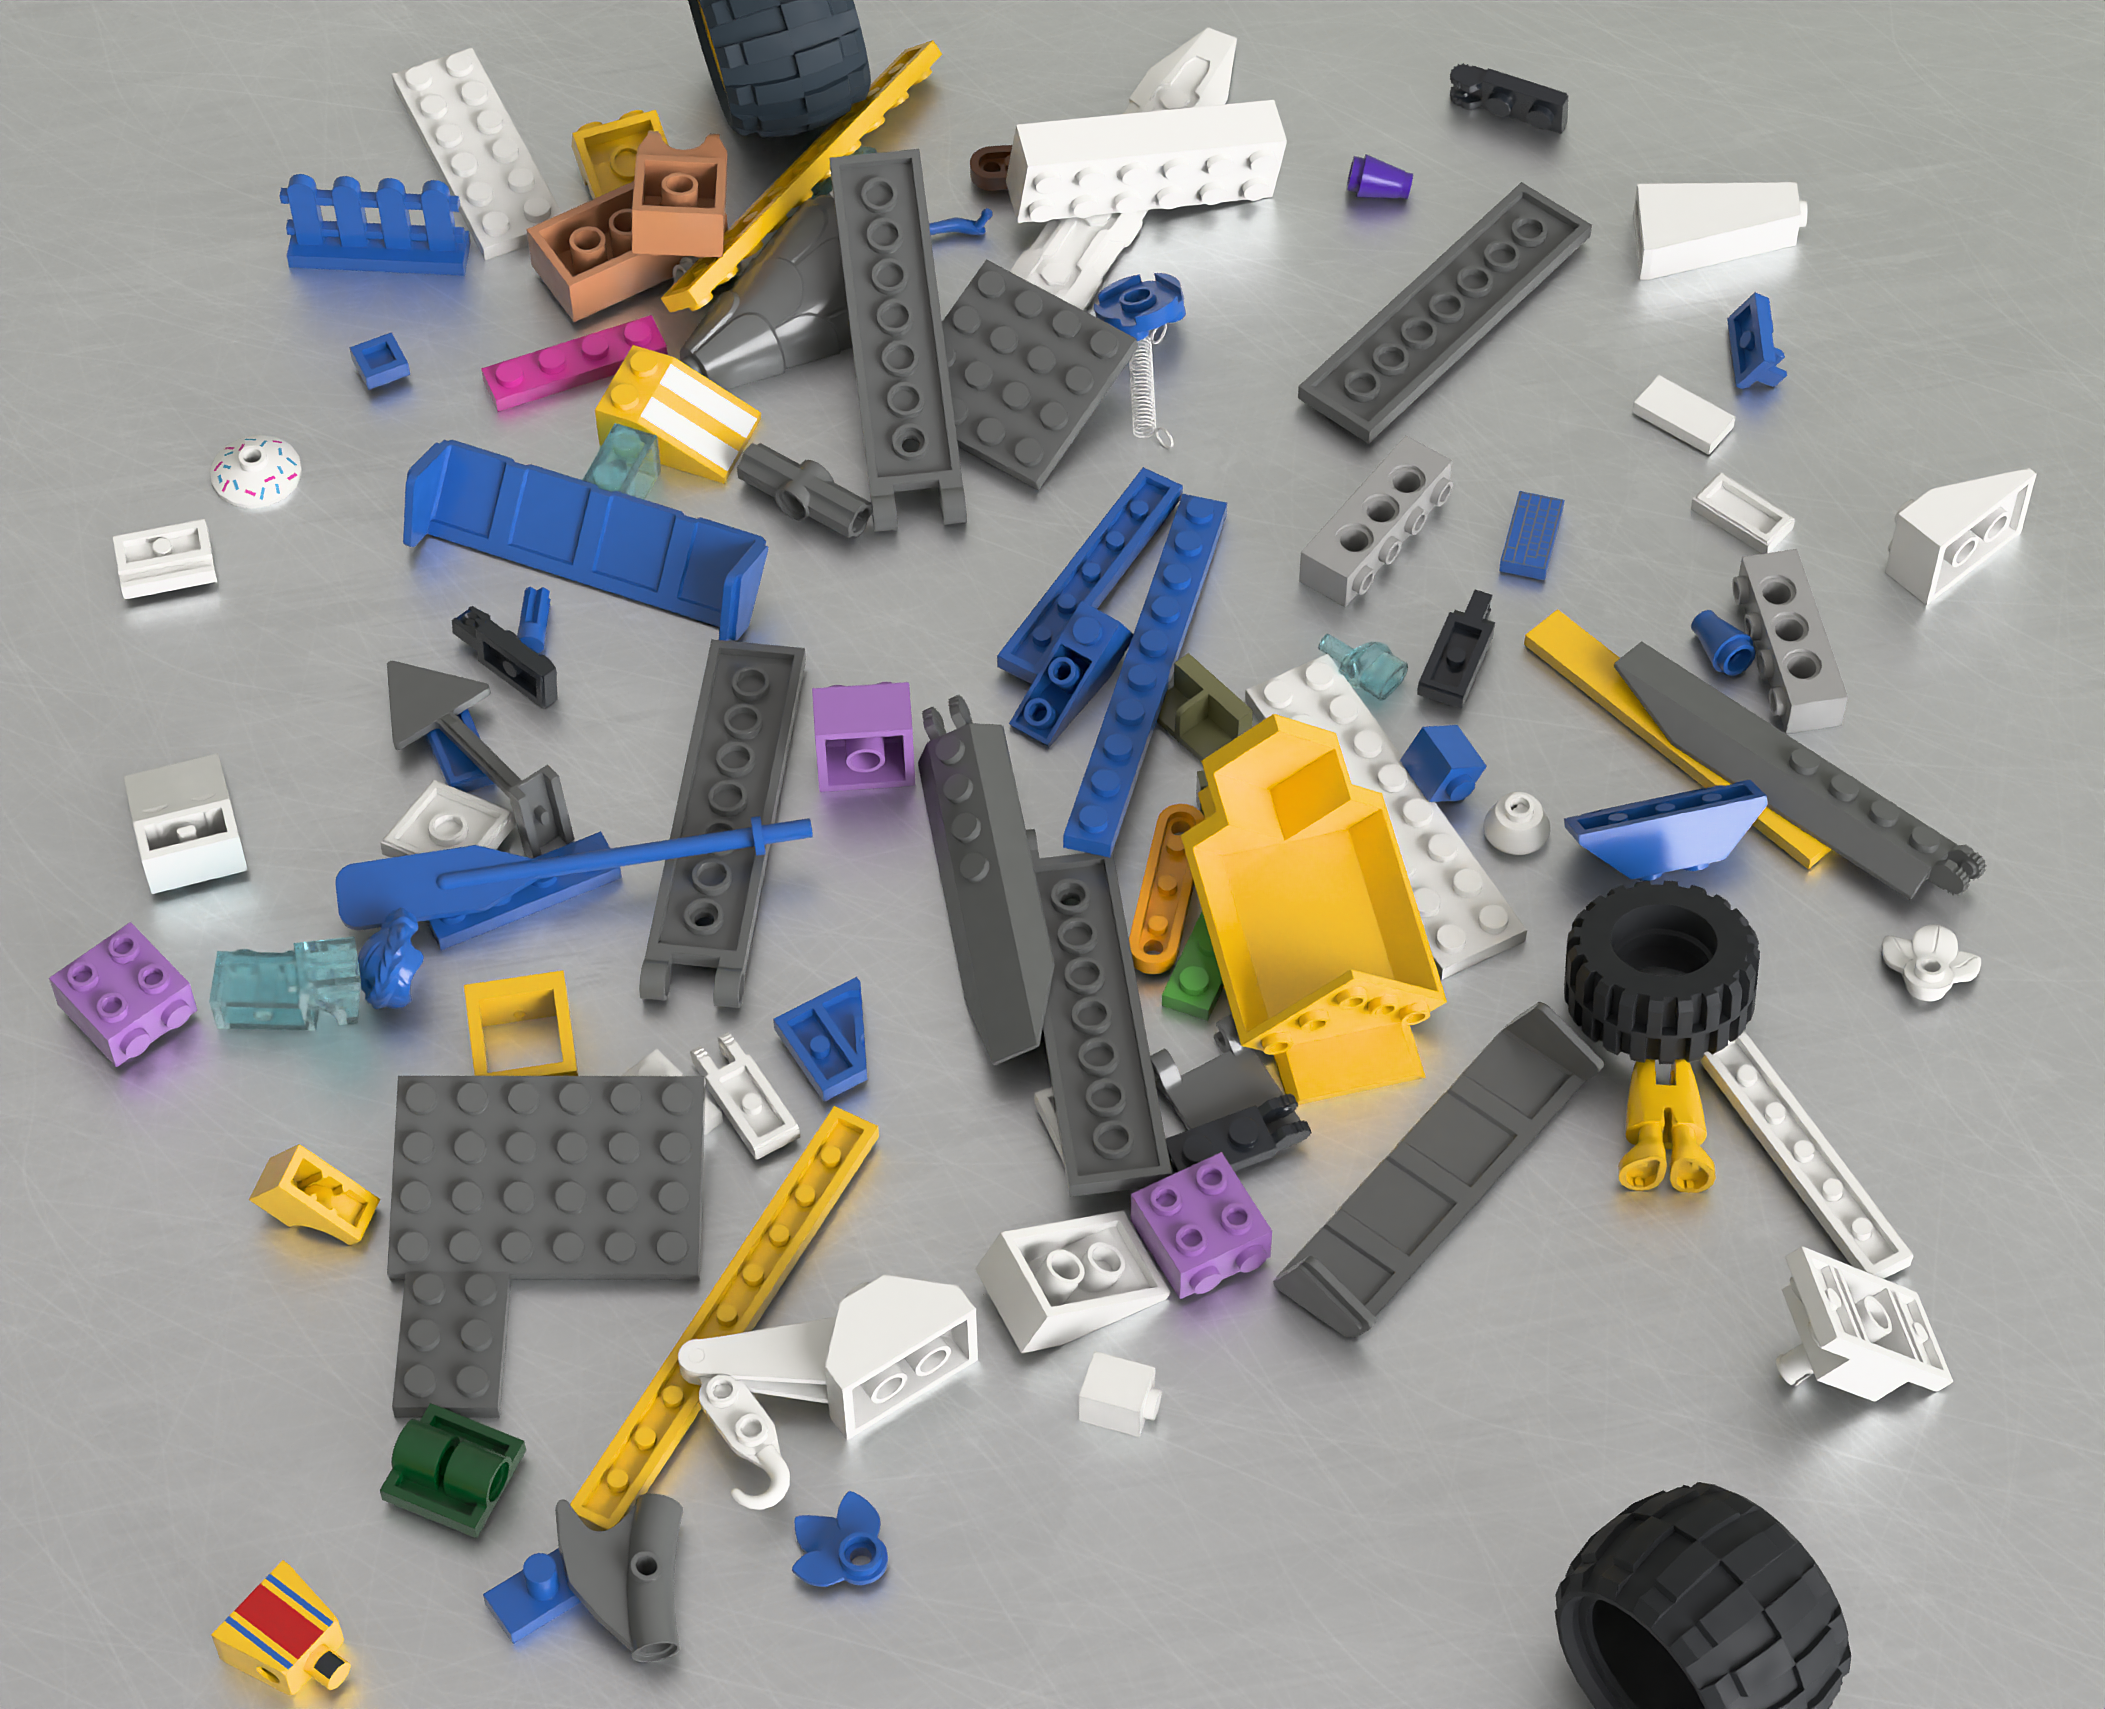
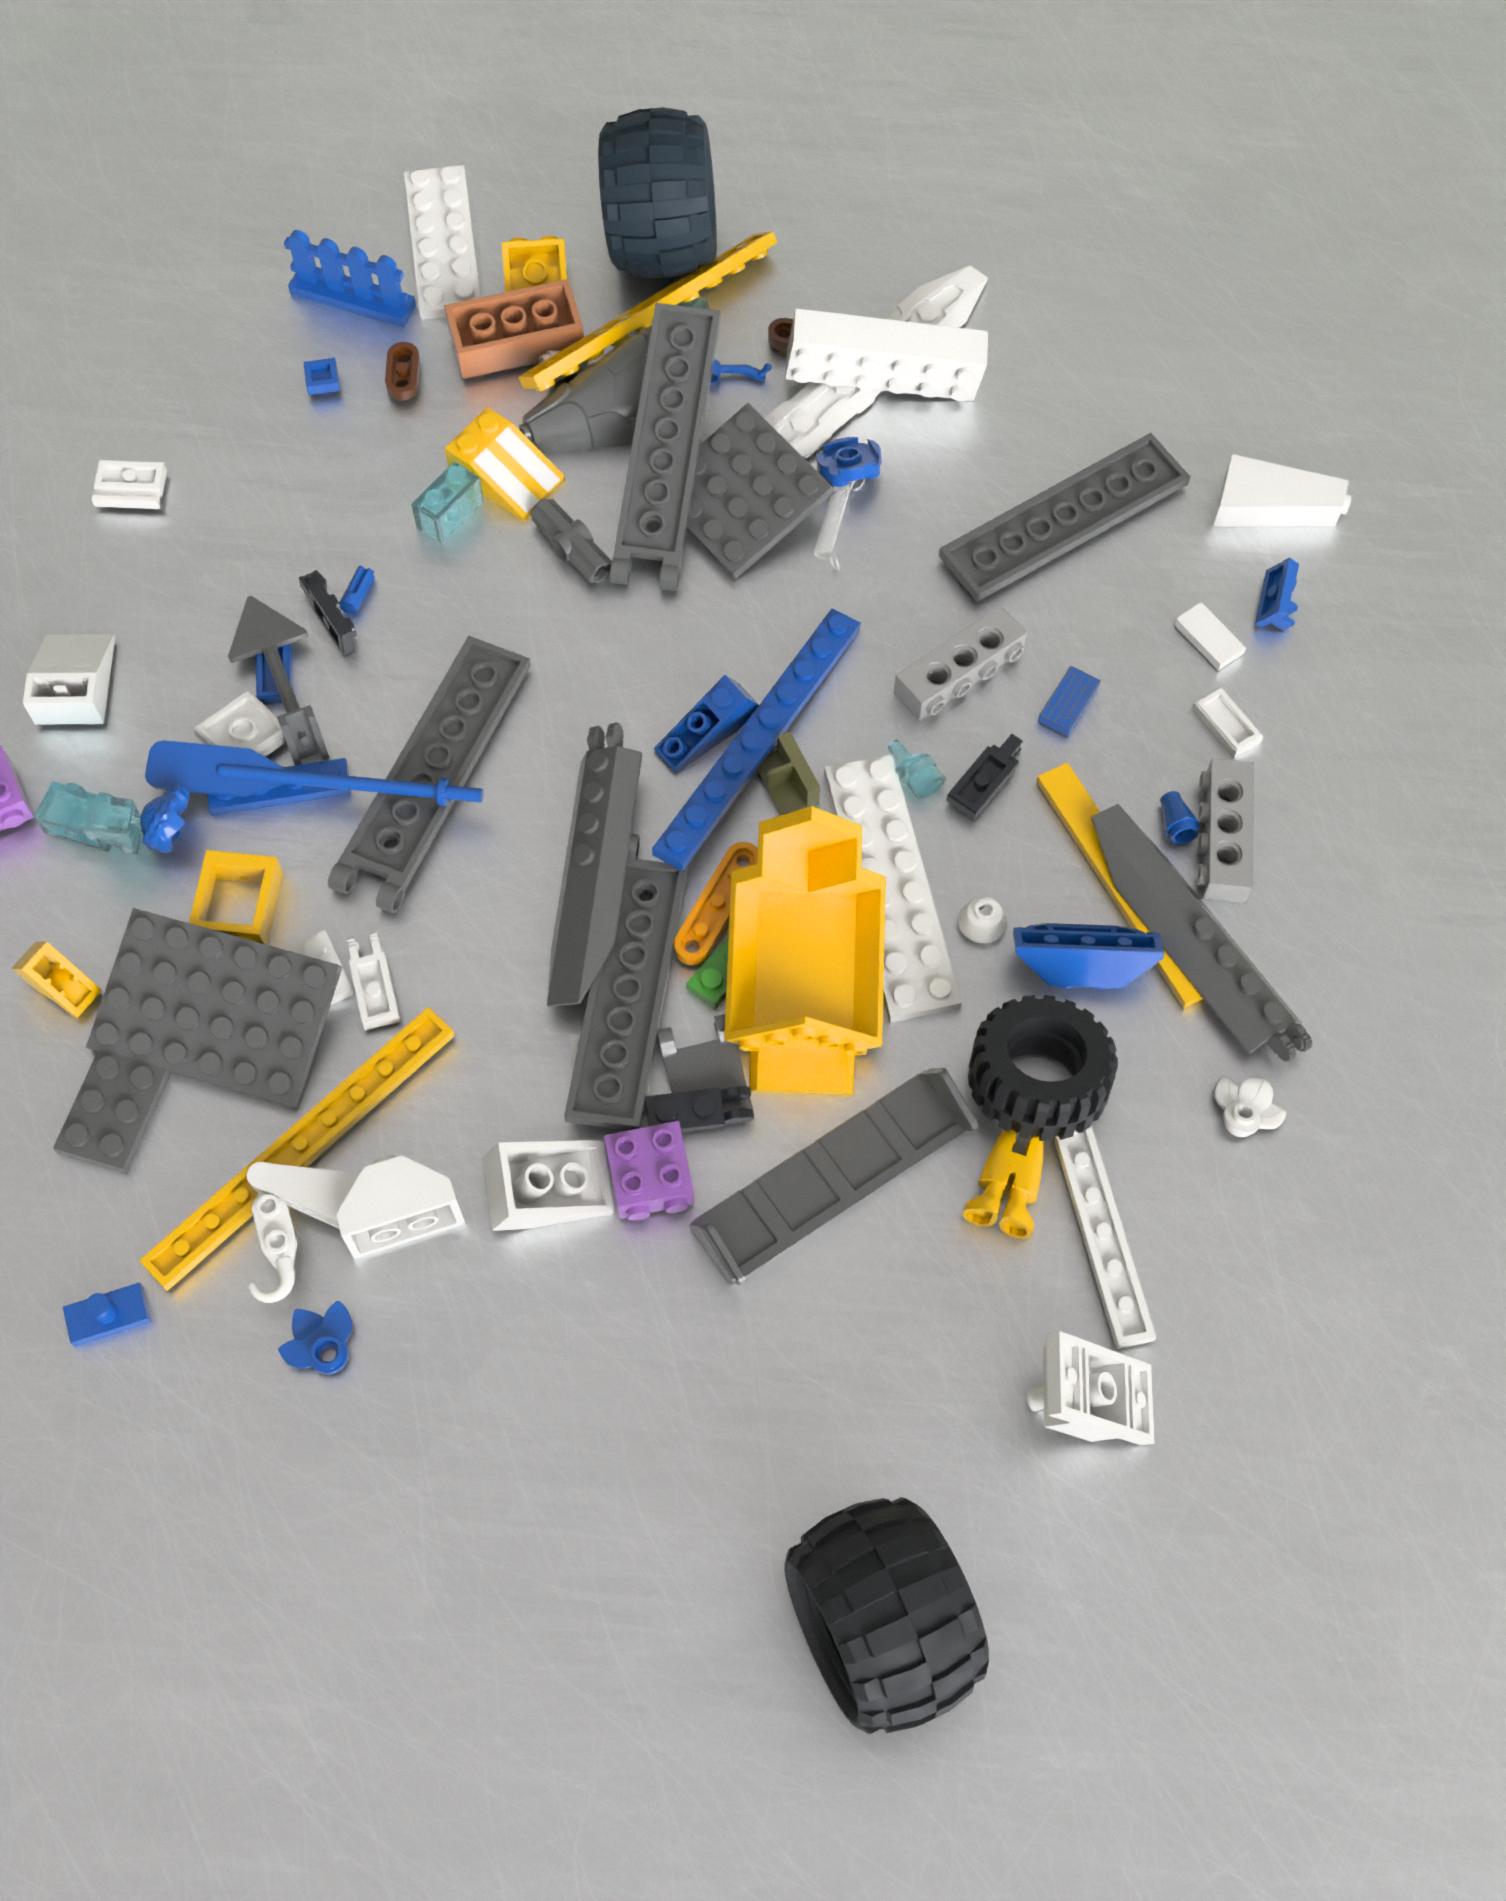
camera: 15 degrees right, 10 degrees up
(255, 471) = (215, 435): white dish -> none
(451, 1469) = (74, 1206): dark green plate -> none
(489, 328) = (402, 377): none -> reddish brown plate
(568, 363) = (449, 408): dark pink plate -> none
(585, 534) = (408, 536): blue piece -> none
(627, 1573) = (147, 1310): dark grey pin -> none
(679, 198) = (548, 307): nougat brick -> none
(828, 1039) = (445, 954): blue wing -> none
(863, 736) = (542, 735): medium lavender brick -> none
(1092, 570) = (749, 649): blue plate -> none
(1118, 1394) = (548, 1282): white brick -> none
(1378, 179) = (1050, 406): dark purple cone -> none
(1443, 763) = (943, 861): blue brick -> none
(1509, 97) = (1164, 366): black hinge -> none
(1956, 530) = (1376, 777): white slope -> none

